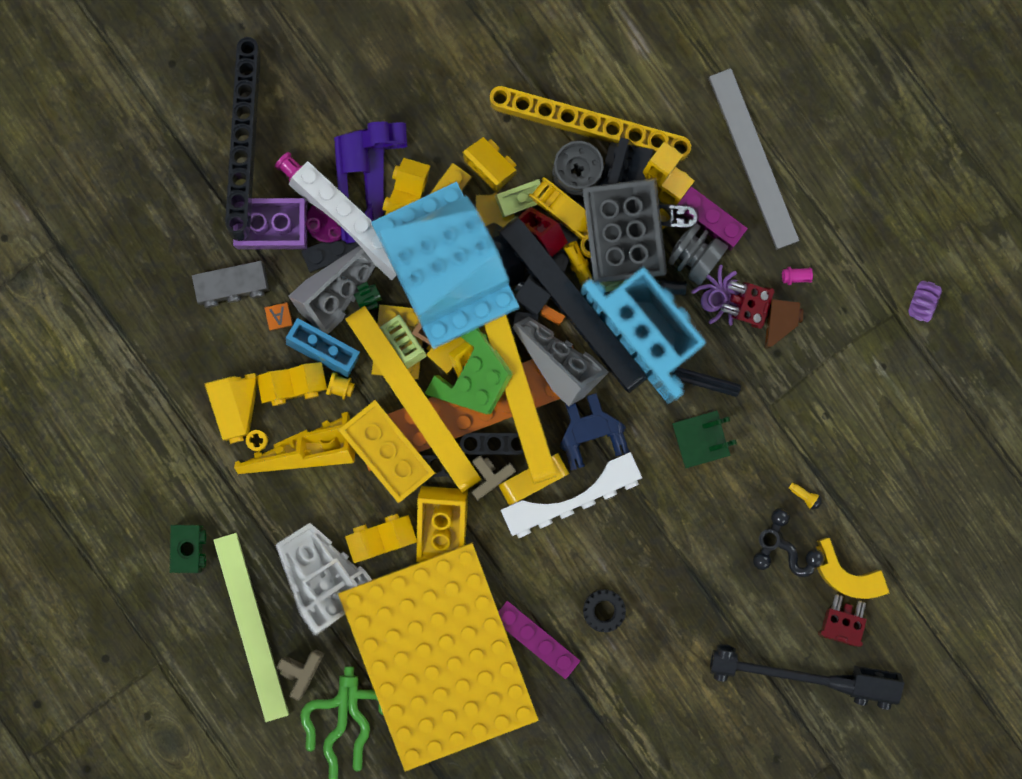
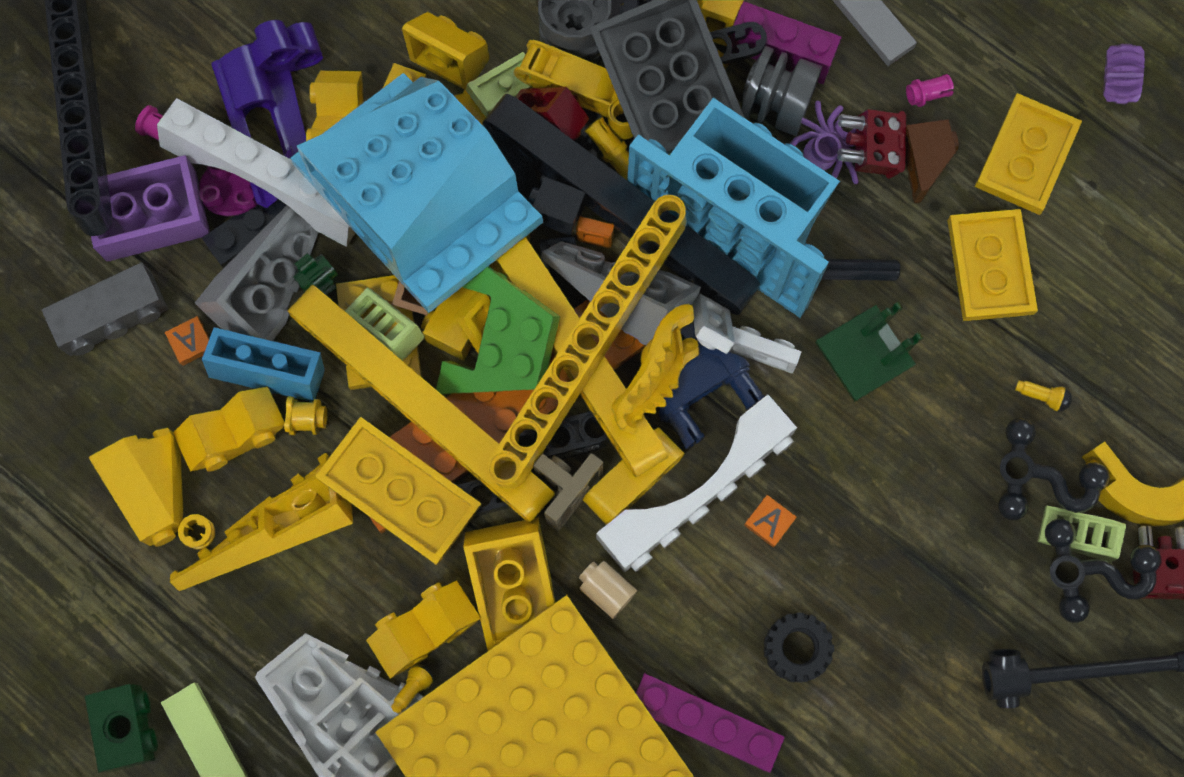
camera: 15 degrees left, 10 degrees down
(370, 567) = (418, 679): none -> yellow piece
(498, 543) = (606, 588): none -> tan brick
(515, 401) = (590, 322): none -> yellow beam
(566, 422) = (660, 369): none -> yellow animal
(609, 398) = (712, 324): none -> white plate
(610, 529) = (770, 521): none -> orange tile
(645, 425) = (773, 353): none -> white plate
(779, 632) = (1075, 607): none -> black piece
(799, 404) = (992, 265): none -> yellow plate
(815, 600) = (1114, 528): none -> yellowish green slope
(847, 336) = (1028, 154): none -> yellow plate

